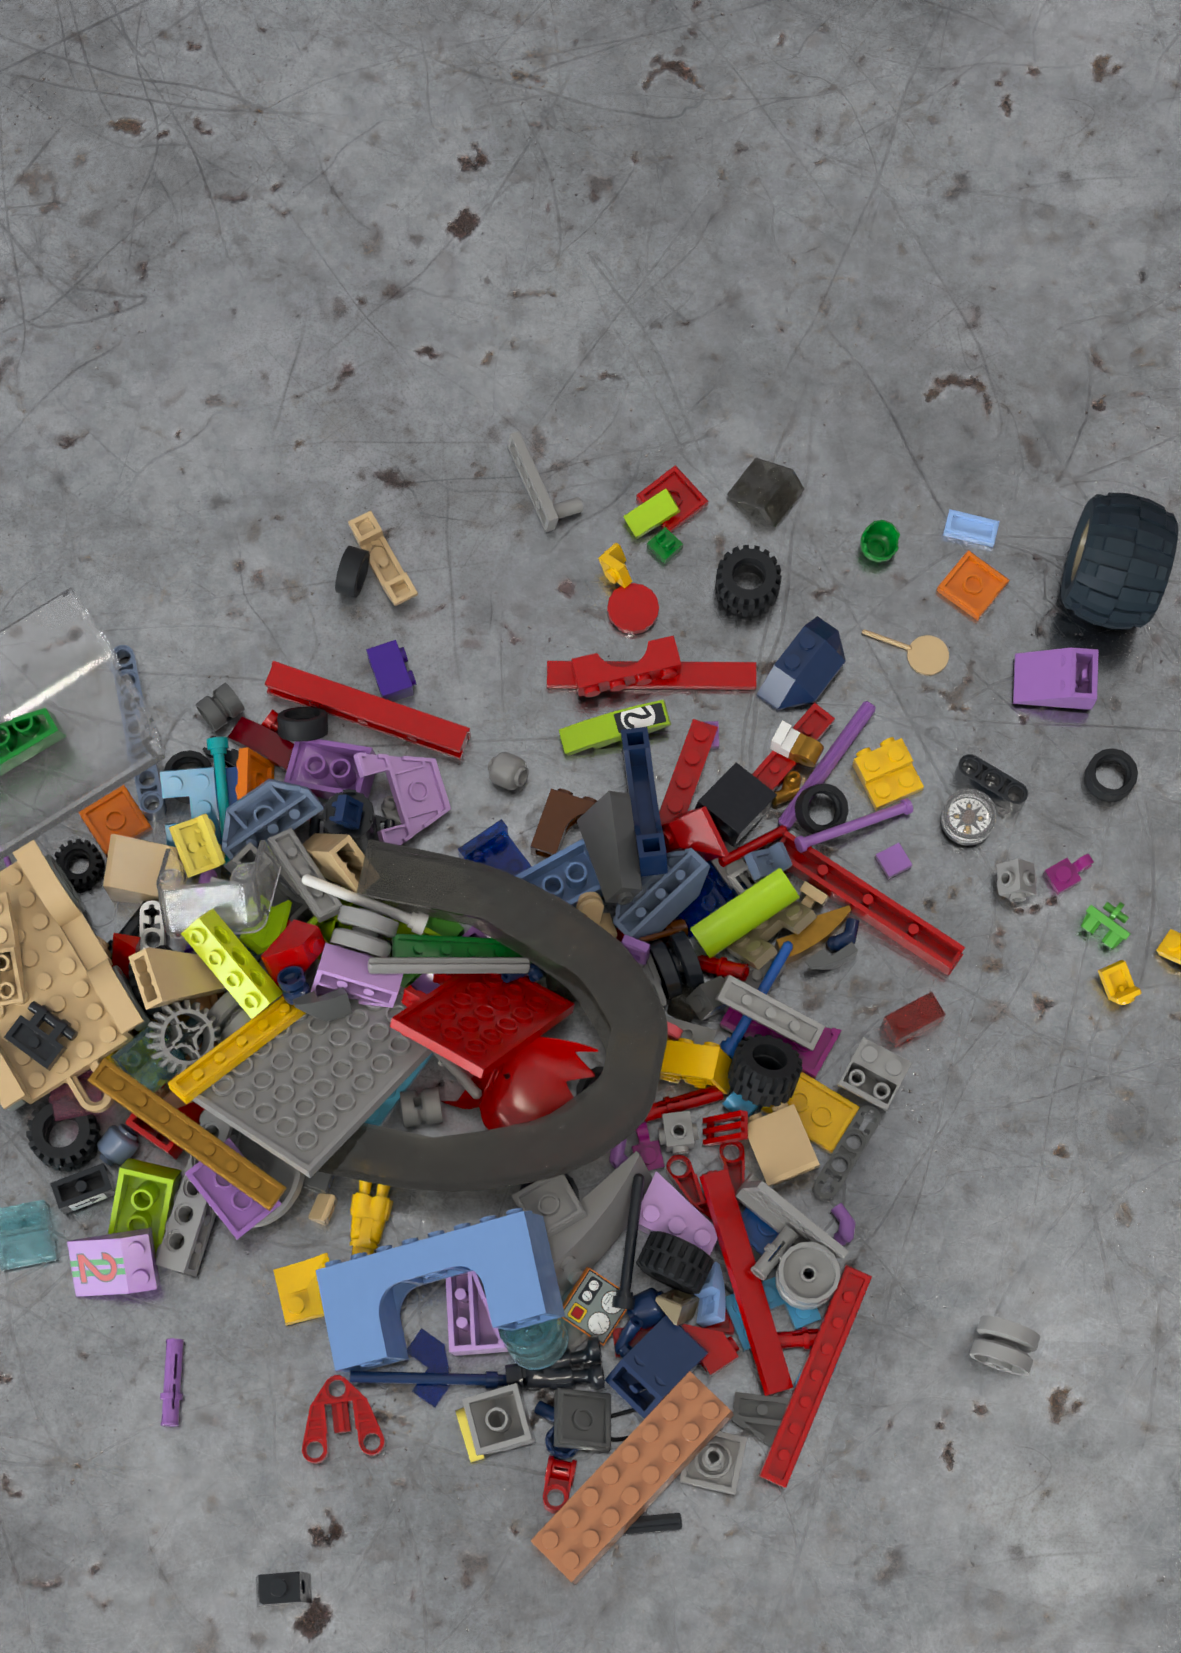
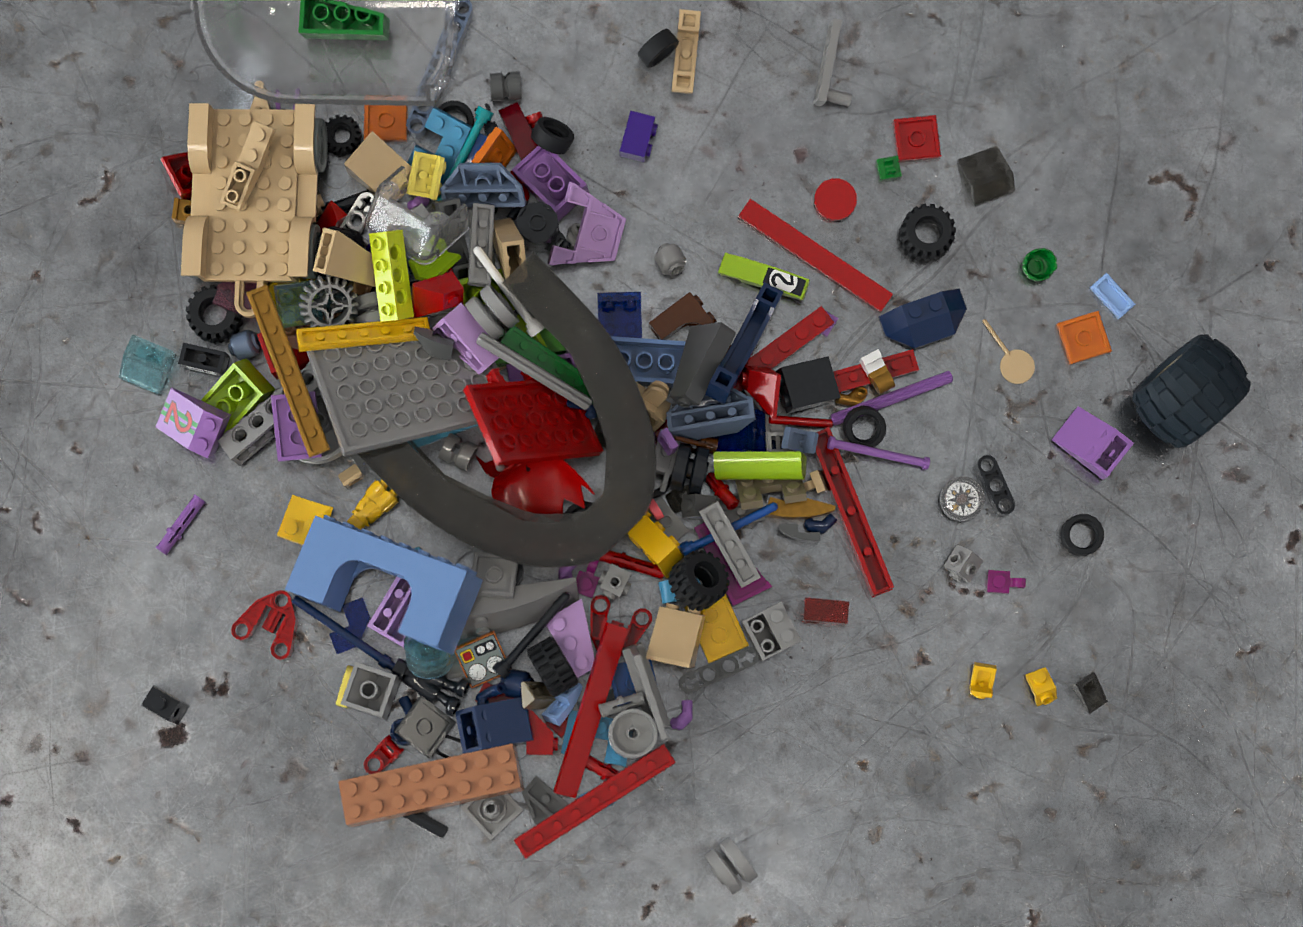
camera: 30 degrees right, 10 degrees up
(35, 1042) = (230, 244): black plate -> none
(293, 983) = (423, 315): dark blue wheel -> none
(347, 812) = (535, 221): dark blue tile -> none
(368, 710) = (604, 153): red tile -> none
(595, 675) = (824, 250): red arch -> none
(614, 567) = (842, 156): yellow bracket -> none
(651, 513) = (894, 140): lime tile -> none
(711, 1129) = (639, 595): red tile -> none
(887, 773) = (929, 431): yellow plate -> none
(893, 860) = (890, 494): medium lavender tile -> none
(1096, 917) = (1007, 644): bright green hips -> none

